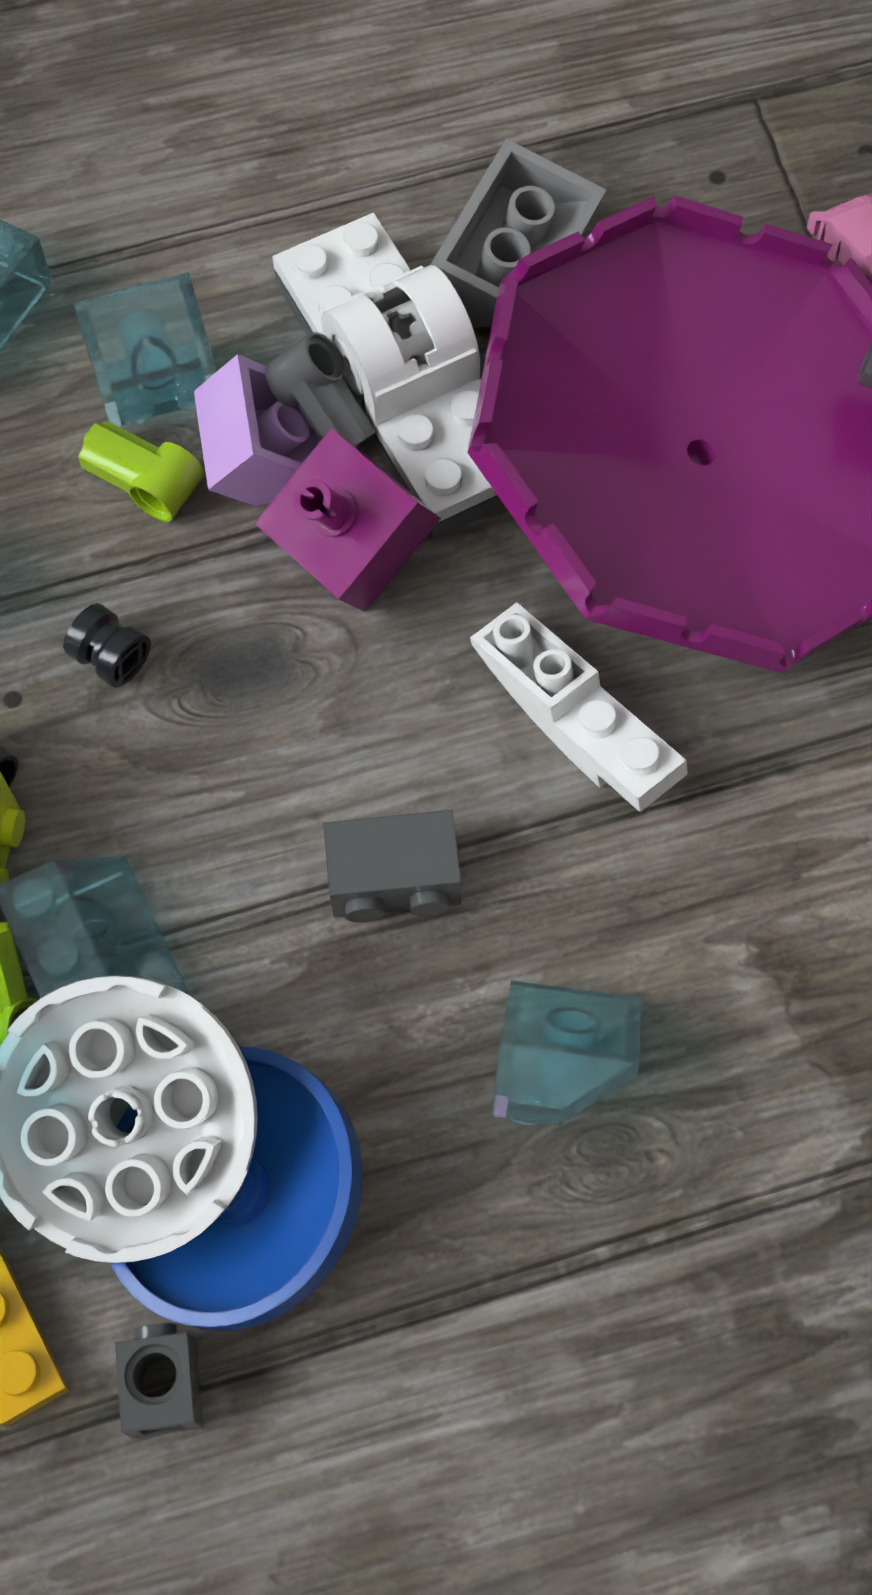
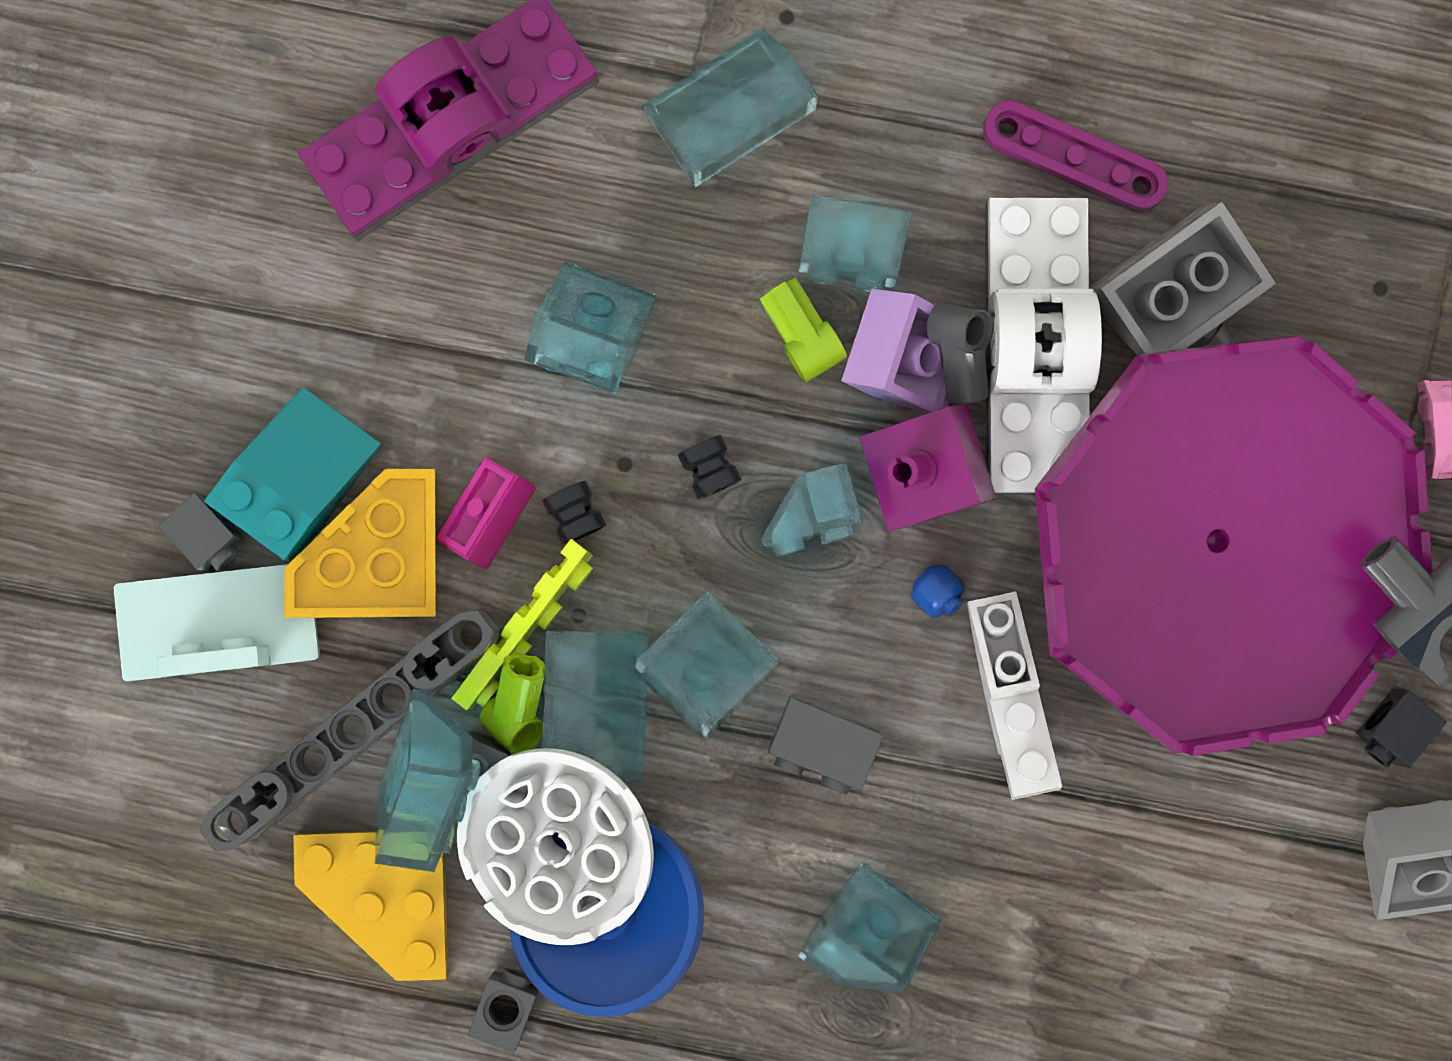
camera: 25 degrees right, 20 degrees up
(205, 841) = (705, 665): none -> clear light blue brick
(244, 619) = (815, 506): none -> clear light blue slope
(340, 193) = (1075, 156): none -> magenta plate
(434, 655) = (938, 591): none -> blue piece

